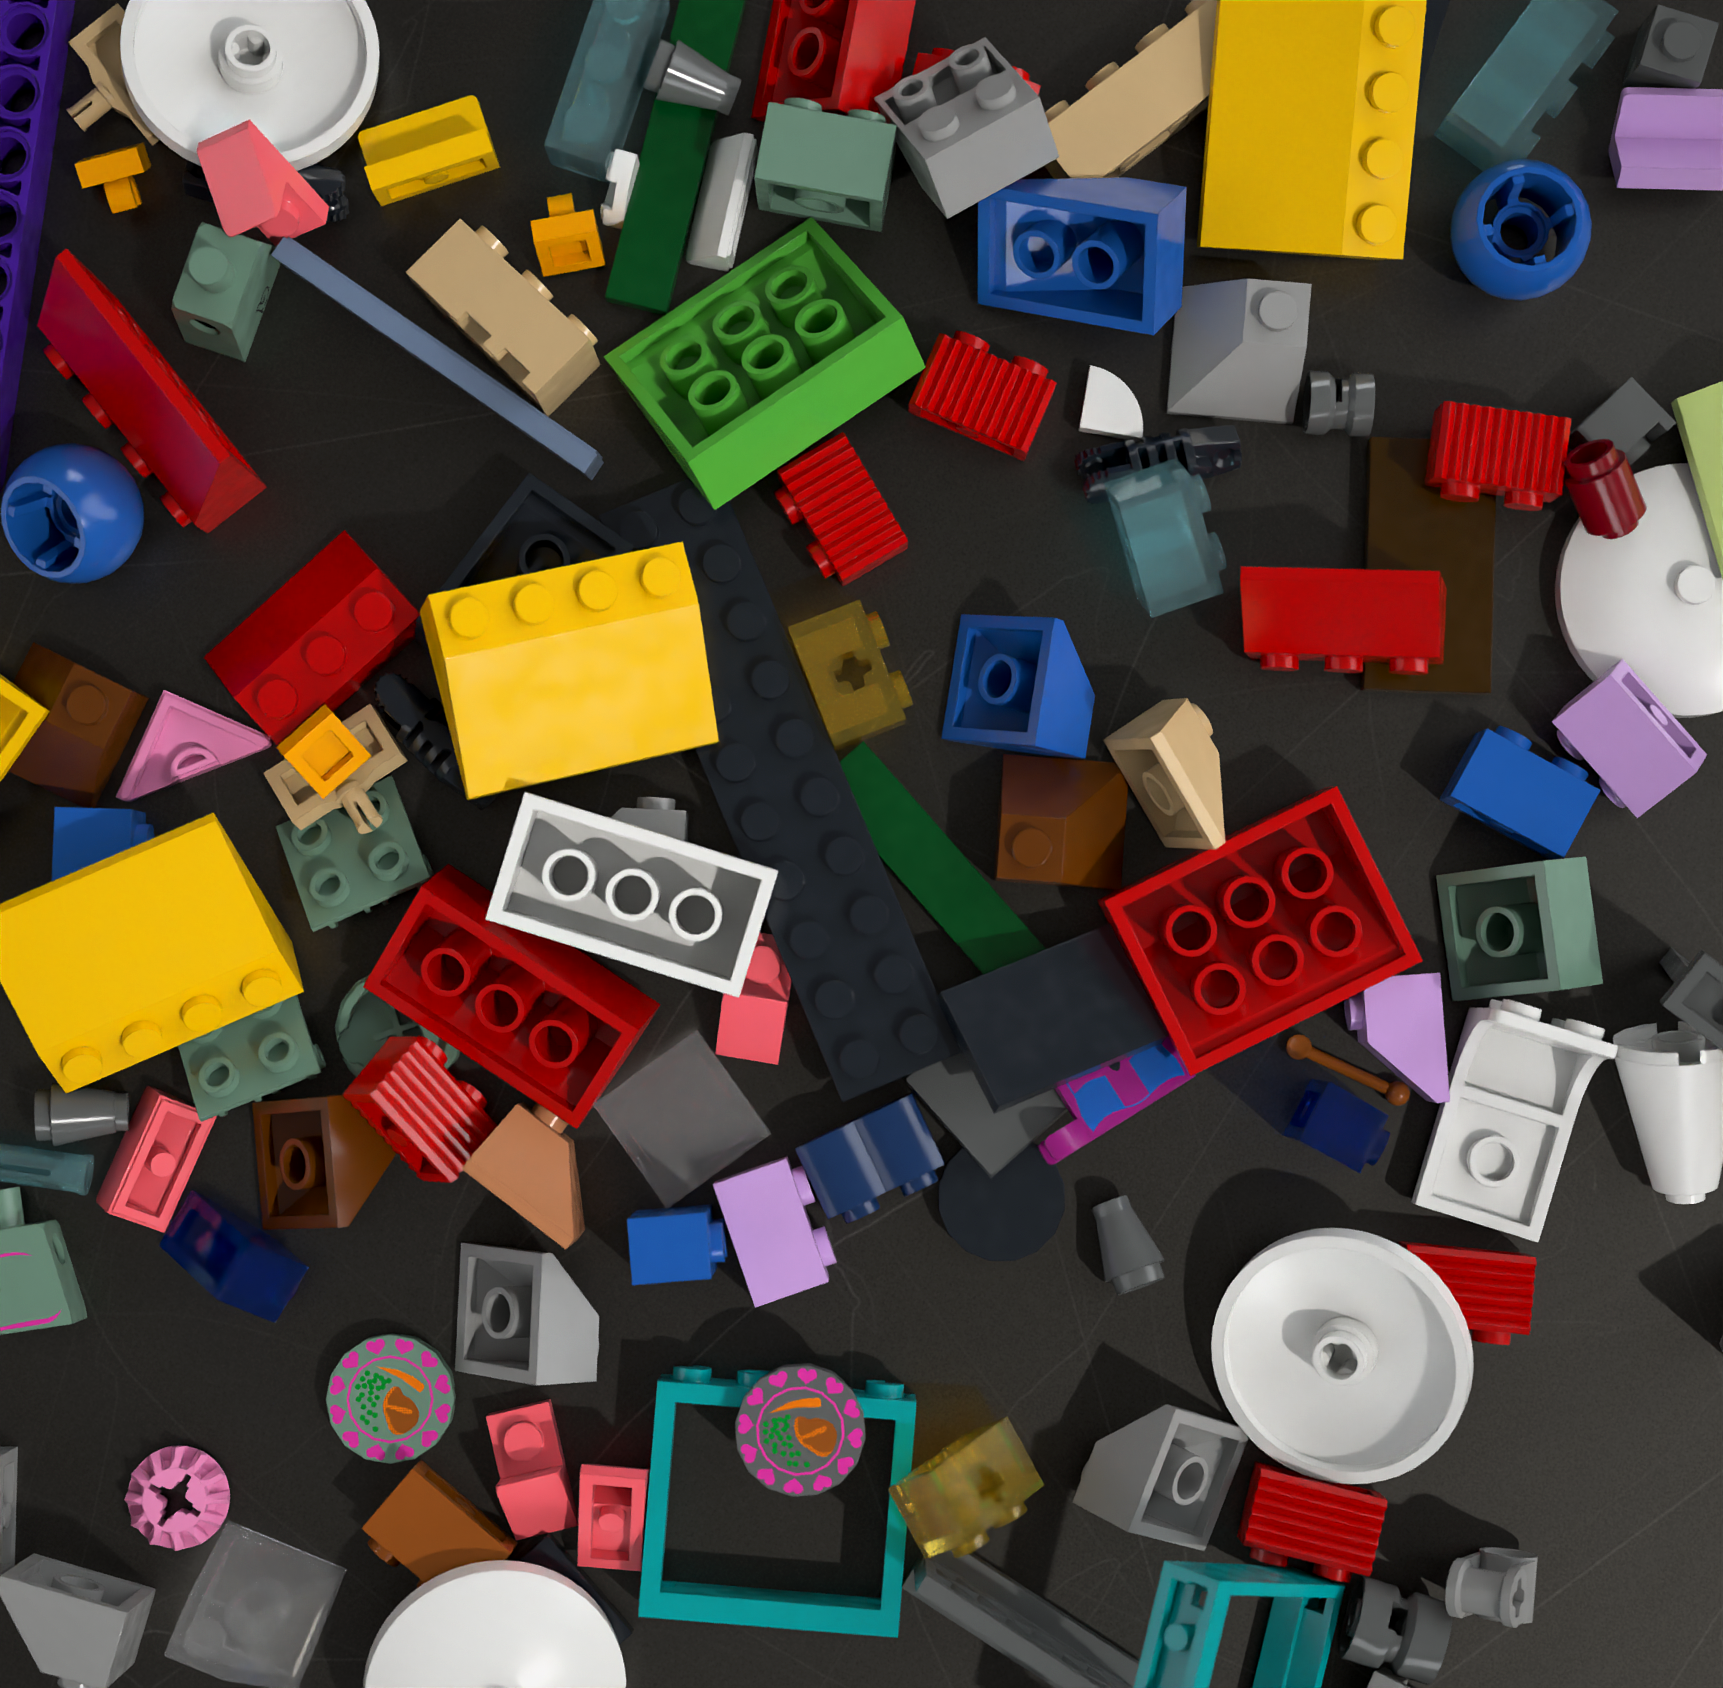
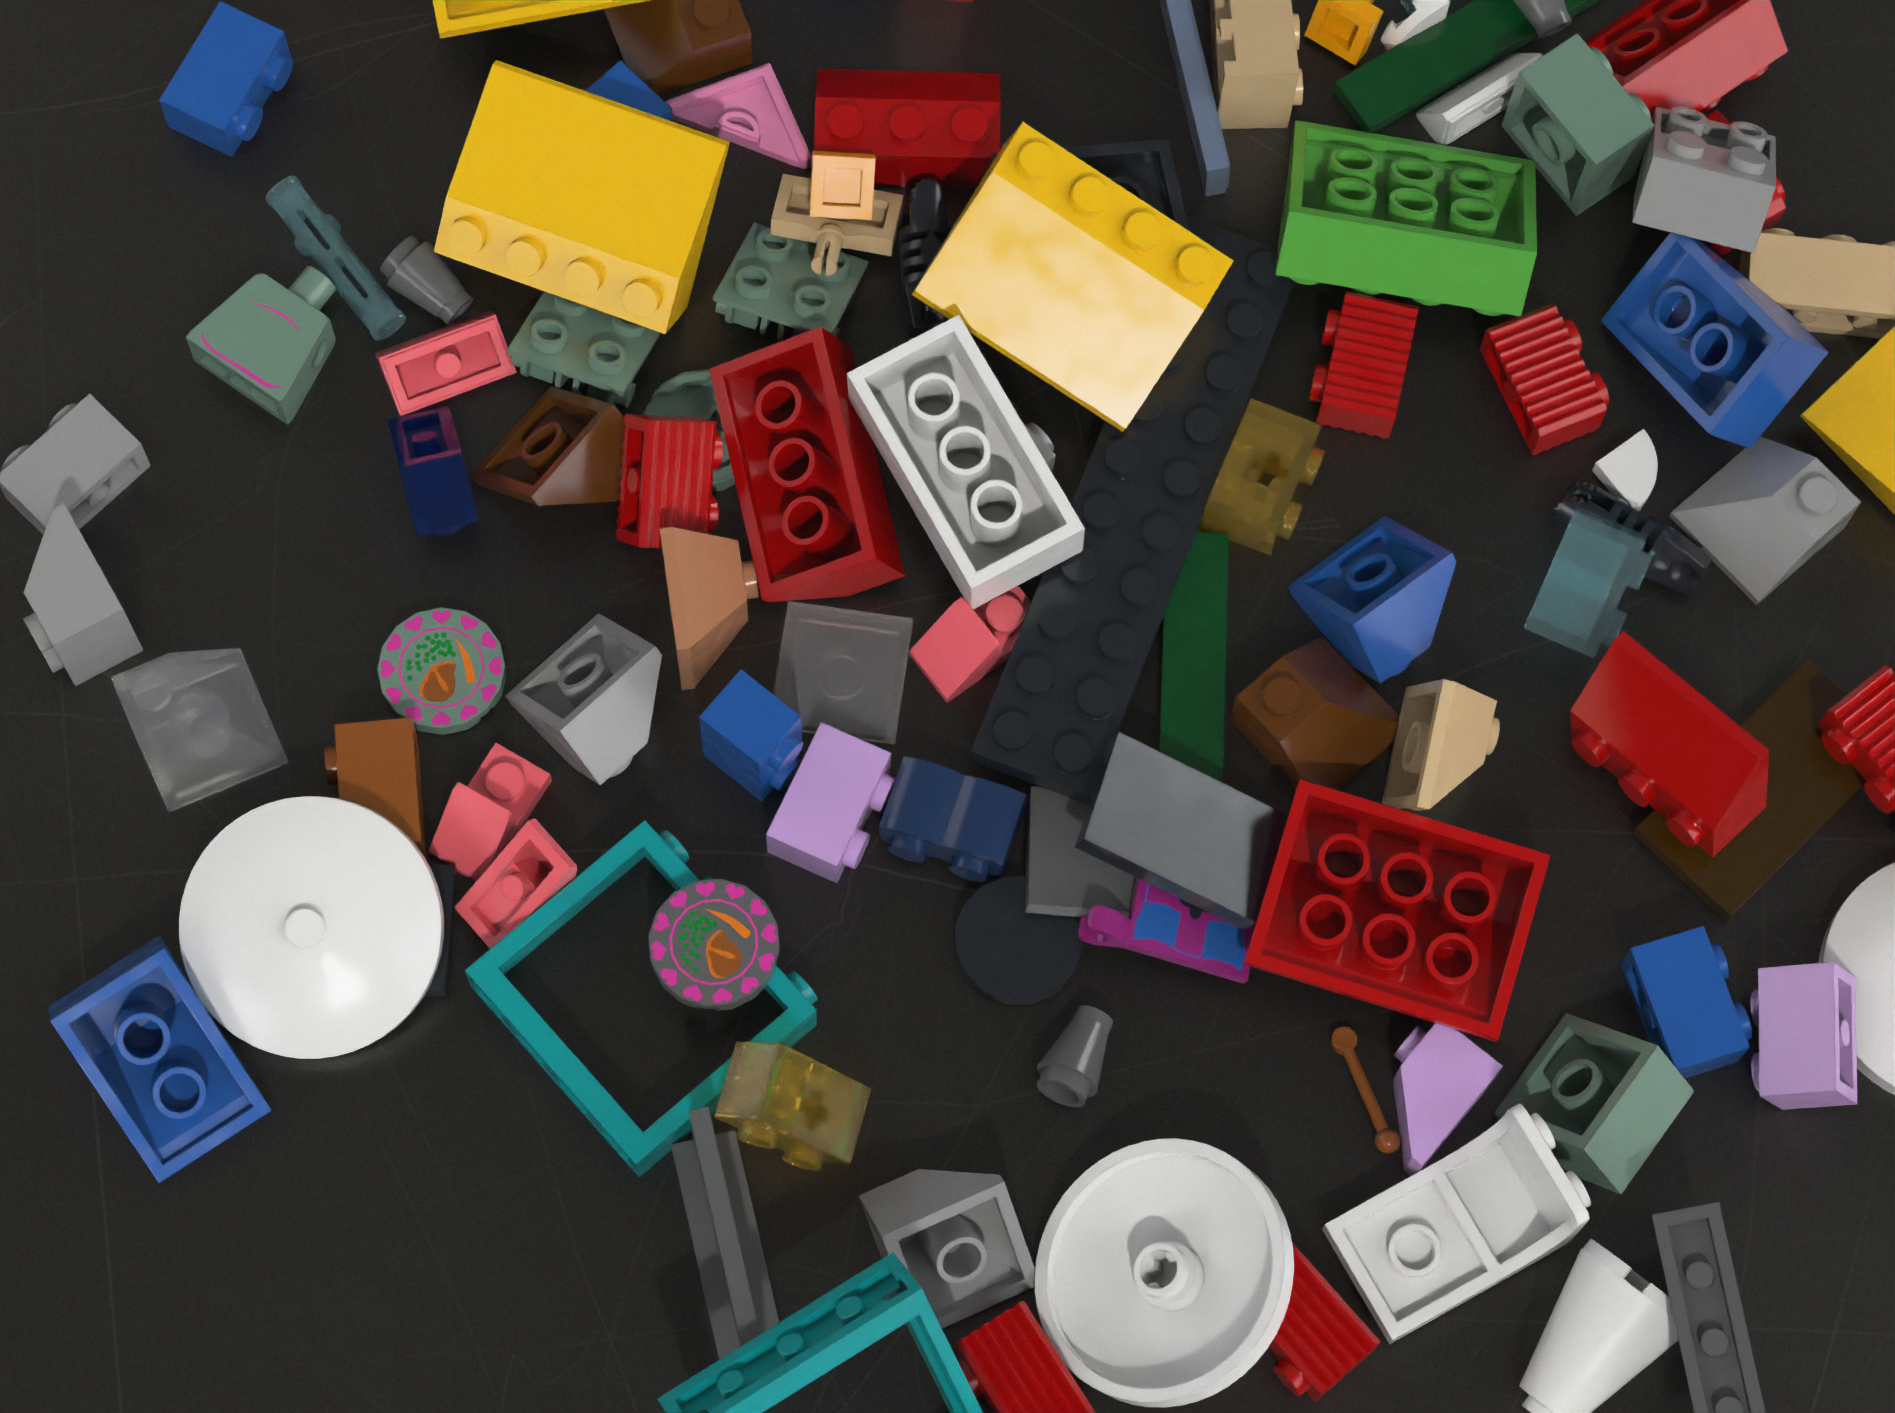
camera: 40 degrees right, 15 degrees down
(206, 1490) = (250, 609): bright pink gear -> none
(1338, 403) = (1804, 613): dark grey wheel -> none
(1338, 1126) = (1320, 1108): clear blue slope -> none

